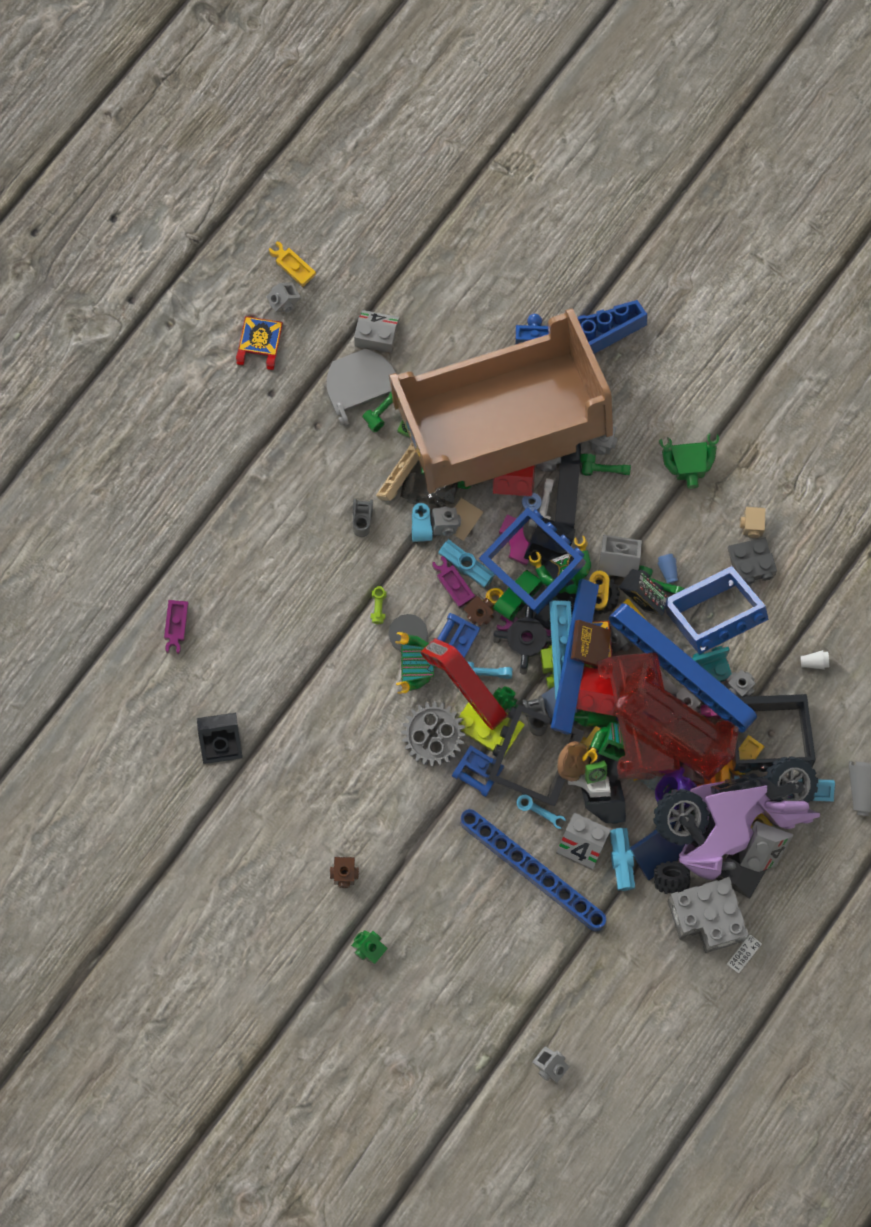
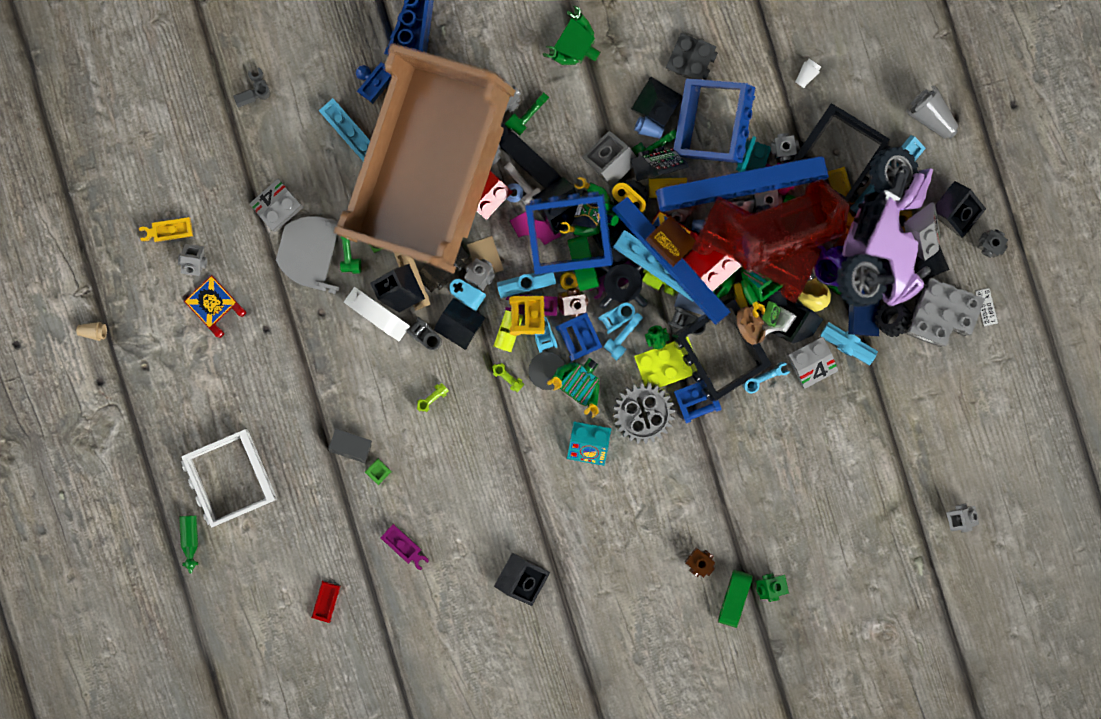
camera: 50 degrees left, 15 degrees up
(54, 454) = (189, 540): none -> green wheel
(83, 597) = (326, 601): none -> red tile
(153, 466) = (195, 481): none -> white window
(168, 265) = (92, 331): none -> tan cone
(222, 561) = (378, 471): none -> bright green tile
(226, 523) = (350, 446): none -> dark grey hinge
(304, 557) = (423, 405): none -> lime bar
(335, 924) = (735, 598): none -> green beam
(349, 466) = (376, 314): none -> white arch
(374, 708) = (589, 443): none -> teal slope
(383, 465) = (398, 289): none -> black slope
(392, 536) = (459, 323): none -> black slope
(416, 578) = (504, 339): none -> neon yellow pin
(433, 609) = (548, 335): none -> medium azure piece
(444, 584) = (533, 315): none -> yellow plate
(457, 255) = (260, 90): none -> dark grey bar
(466, 680) = (625, 361): red beam -> none
(481, 333) = (346, 128): none -> medium azure plate
(495, 655) = (616, 317): none -> medium azure piece
(536, 879) = (814, 412): blue beam -> none
(639, 799) = (815, 295): none -> light yellow hair
(694, 560) = (657, 102): none -> black slope
(753, 522) = (662, 32): tan brick -> none
(797, 921) = (988, 248): none -> dark grey brick
(805, 866) = (959, 209): none -> black slope

